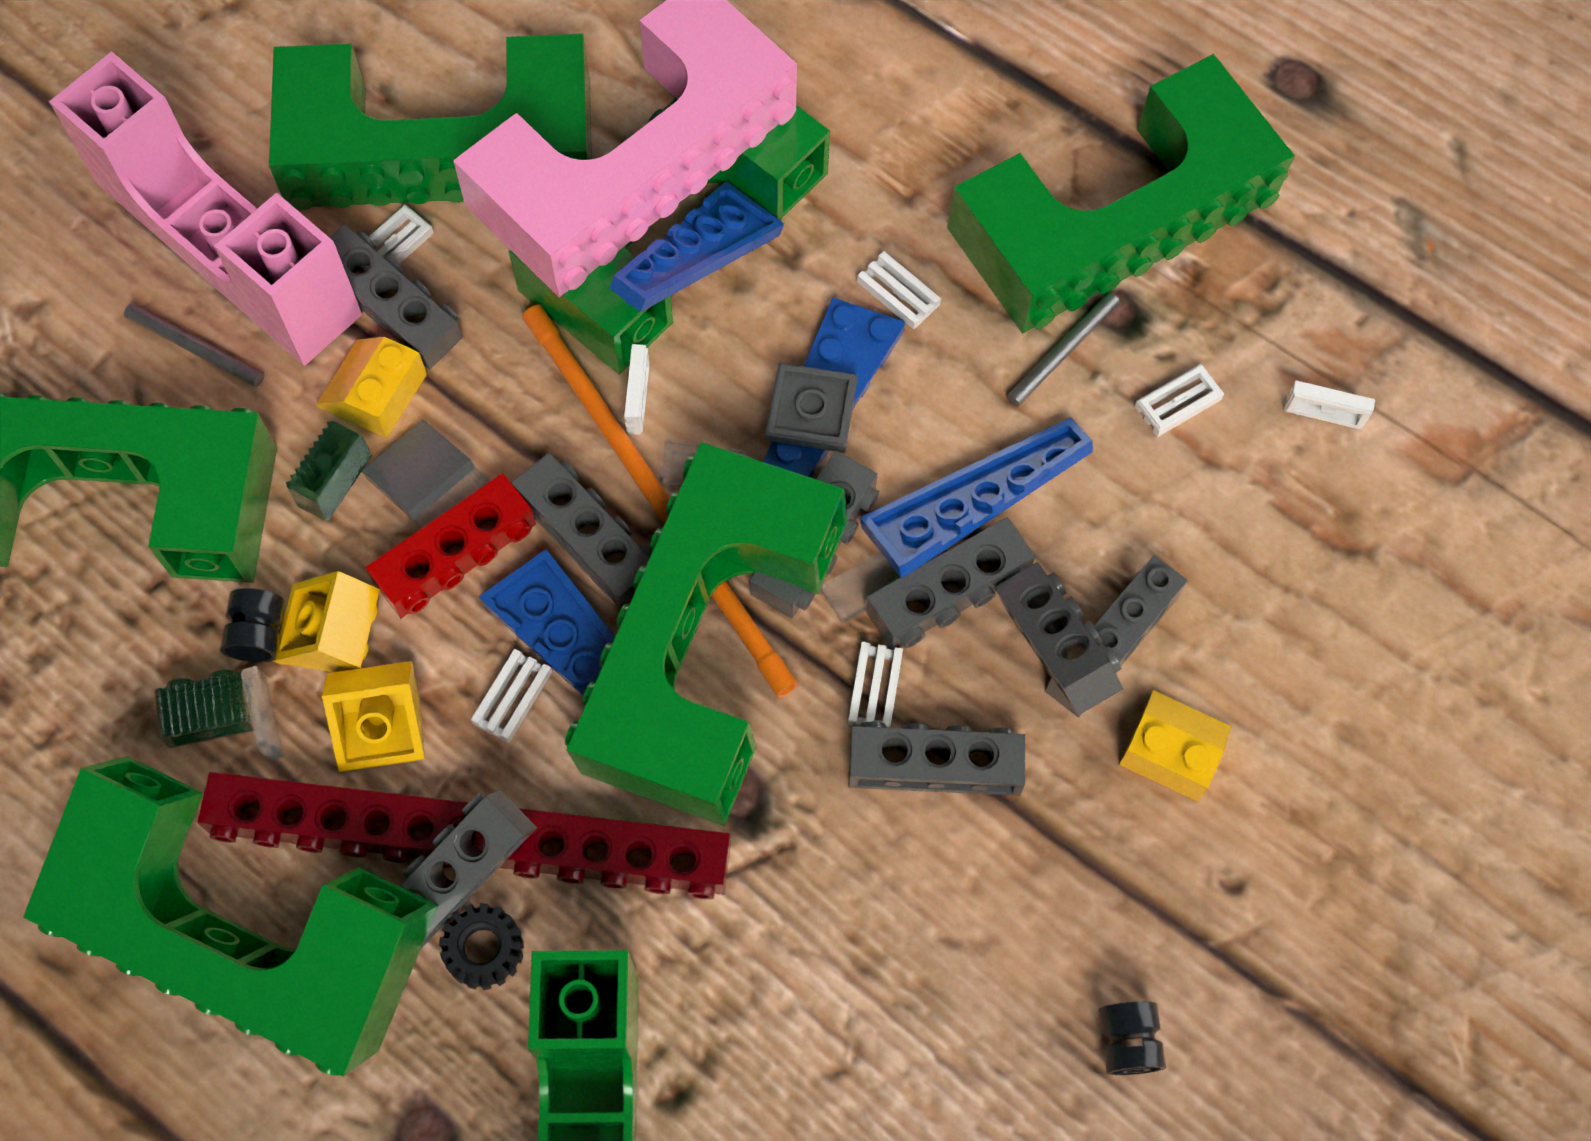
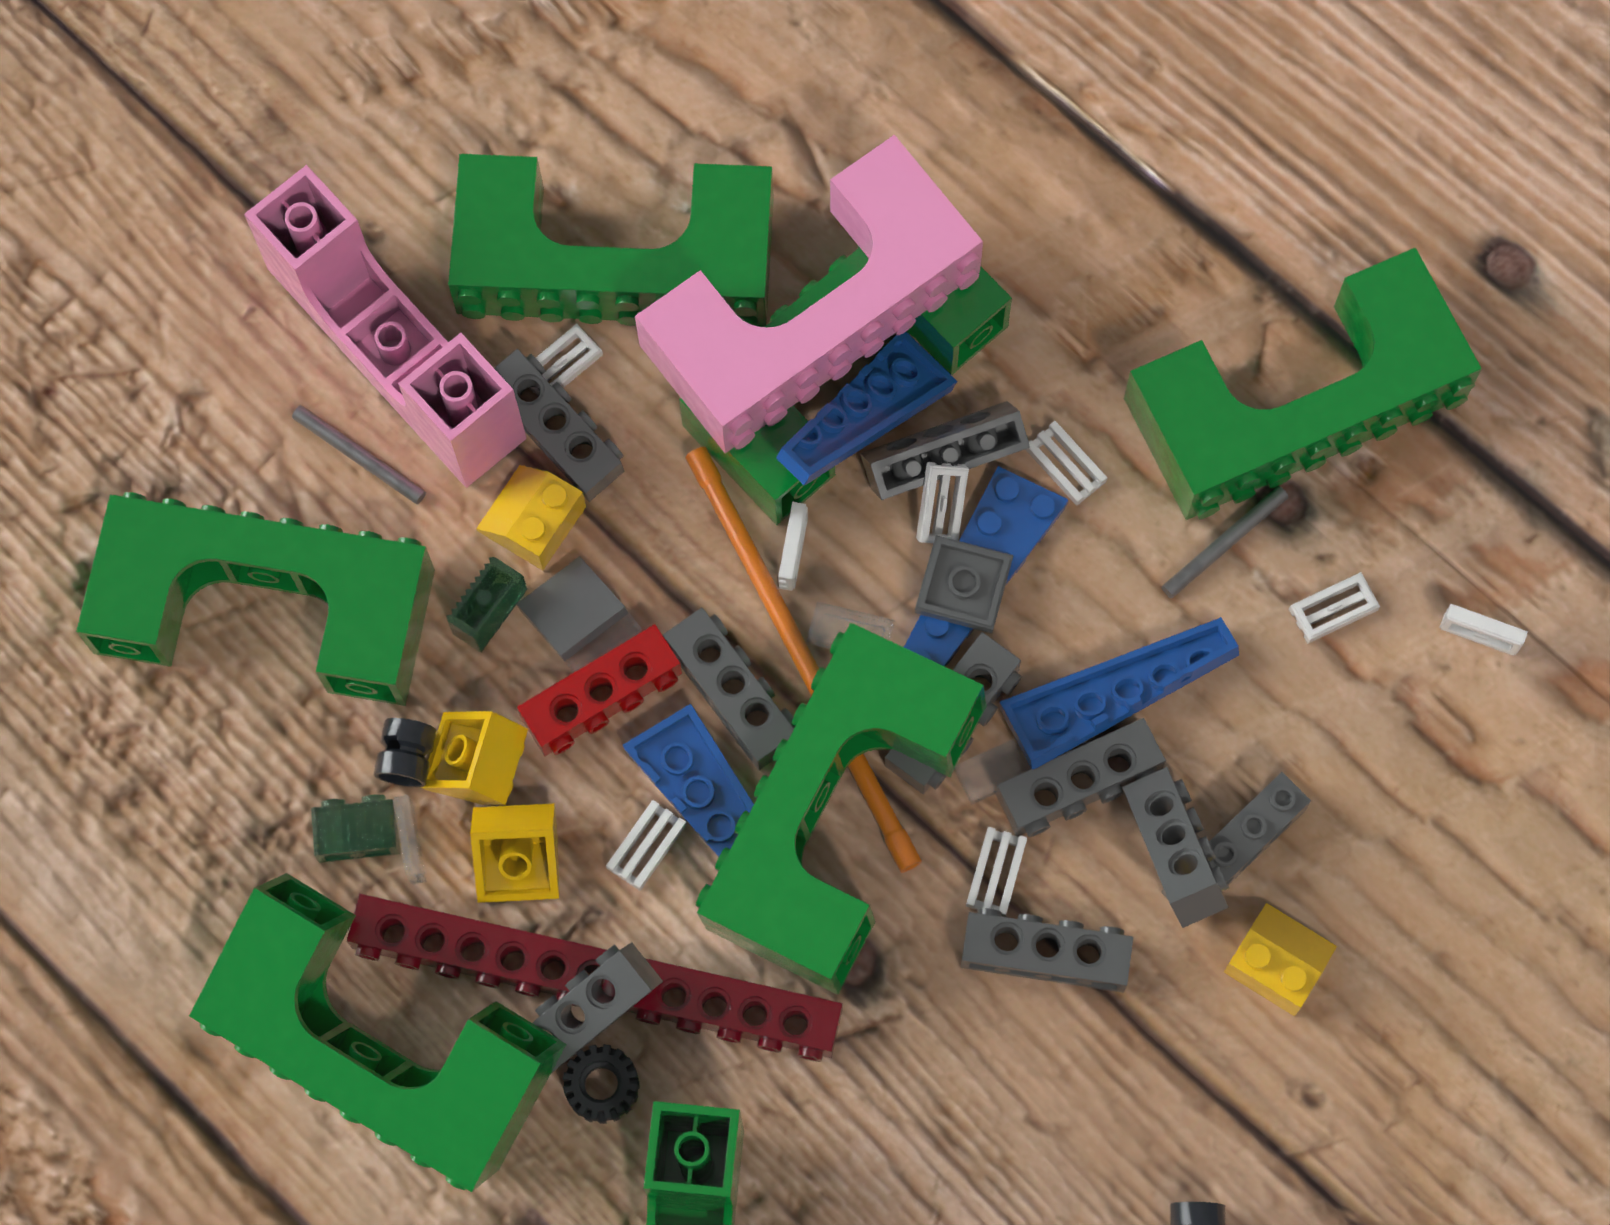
camera: 10 degrees right, 5 degrees up
(767, 322) = (945, 470): none -> white tile
(779, 284) = (966, 441): none -> dark grey brick

